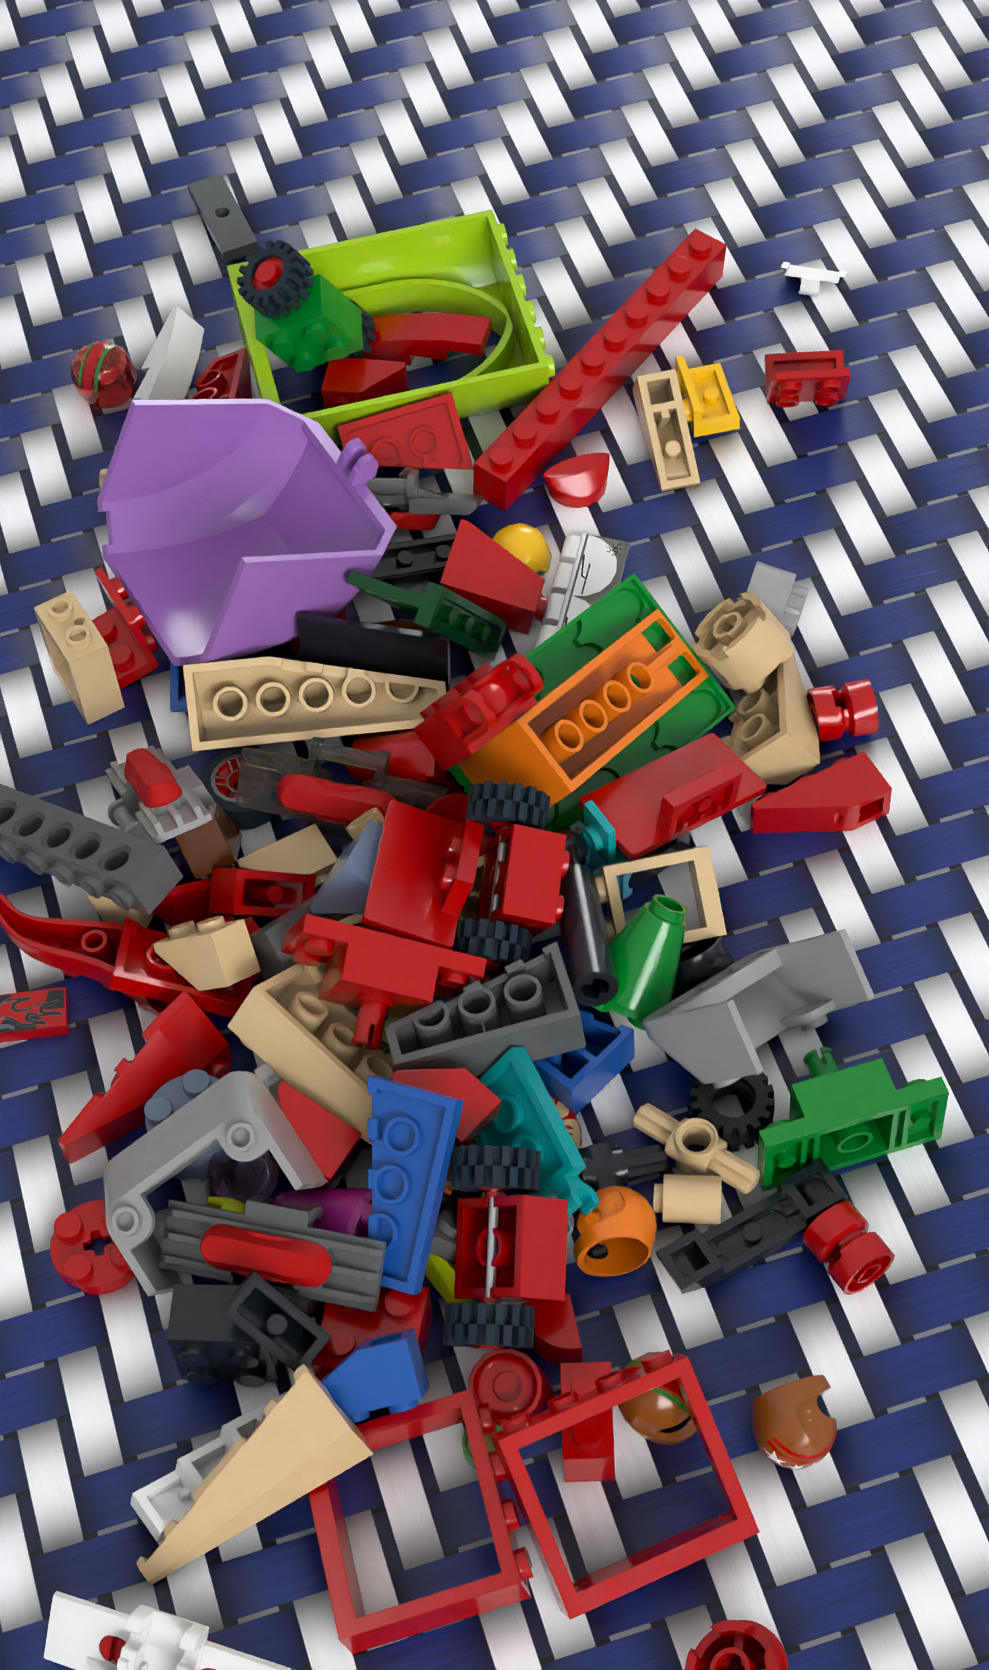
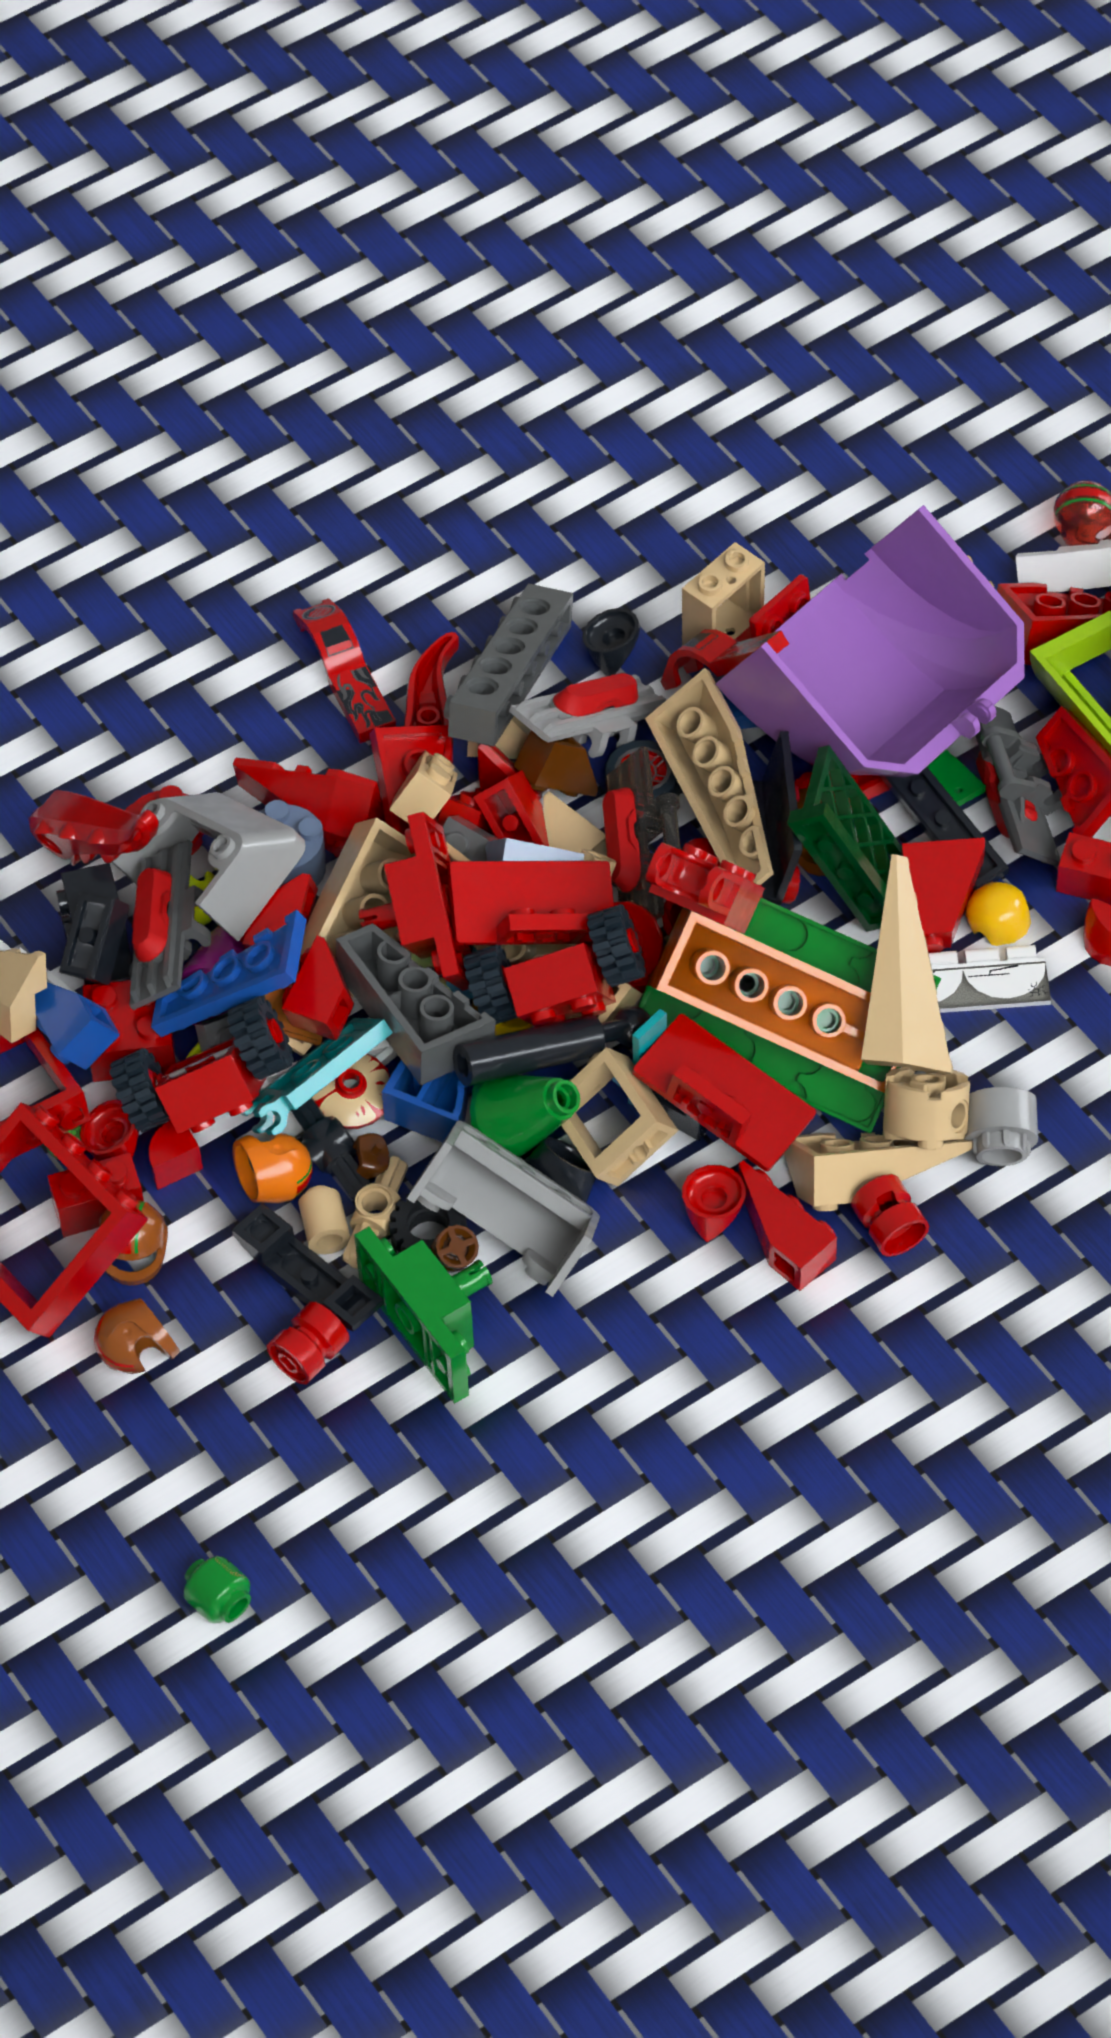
camera: 70 degrees right, 0 degrees up
(58, 768) = (611, 638): none -> black piece
(119, 1290) = (83, 827): none -> red animal
(164, 654) = (717, 652): none -> red piece
(634, 1128) = (372, 1155): none -> reddish brown piece
(663, 615) = (903, 1009): none -> tan wedge
(777, 844) = (713, 1199): none -> red piece
(782, 1069) = (462, 1245): none -> reddish brown wheel

